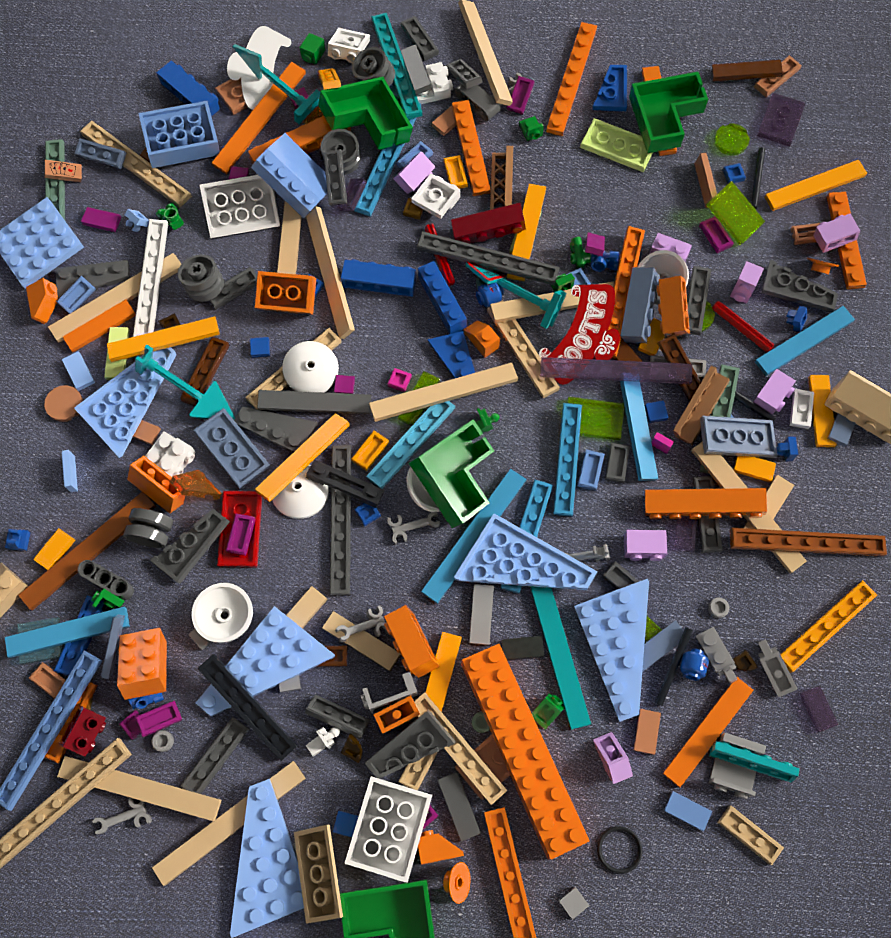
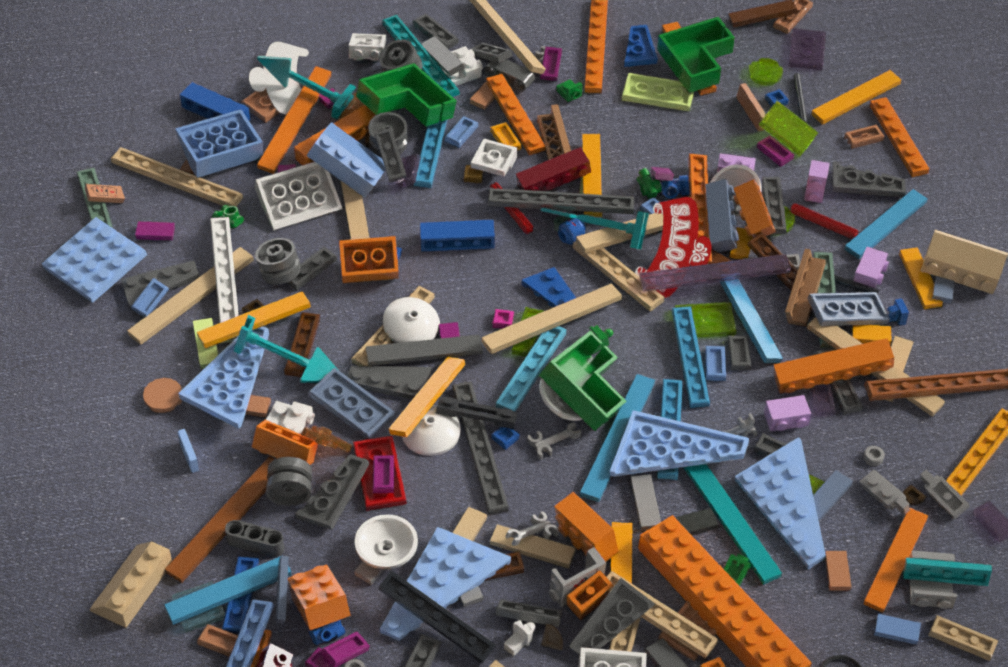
camera: 15 degrees left, 20 degrees down
(17, 540) = (148, 521): blue tile -> none
(42, 299) = (116, 305): orange slope -> none
(54, 549) = (190, 523): light orange tile -> none
(78, 371) = (170, 364): light blue tile -> none
(99, 325) = (180, 322): orange tile -> none
(100, 153) = (138, 173): sand blue tile -> none
(110, 599) = (263, 551): green bracket -> none
(136, 218) = (193, 223): light blue tile -> none
(260, 347) = (353, 314): blue tile -> none
(312, 48) = (331, 54): green brick -> none
(329, 78) = (359, 73): light orange tile -> none
(330, 273) = (406, 239): tan tile -> none
(370, 450) = (492, 383): light orange tile -> none
(414, 173) = (466, 142): lavender brick -> none
(442, 298) = (525, 241): blue brick -> none
(479, 723) = (672, 595): sand green tile -> none
(482, 337) = (576, 269): orange slope -> none
(564, 282) = (642, 206): green bracket -> none
(613, 757) = (813, 596): lavender slope -> none
(656, 411) = (763, 304): blue tile -> none
(662, 443) = (777, 327): dark pink tile -> none
(673, 666) = (846, 509): black piece -> none
(694, 664) = (865, 503): blue head -> none
(797, 318) = (873, 205): blue tile -> none
(801, 409) = (900, 278): white plate -> none
(821, 266) = (882, 159): orange piece -> none
(836, 232) = (888, 129): lavender brick -> none

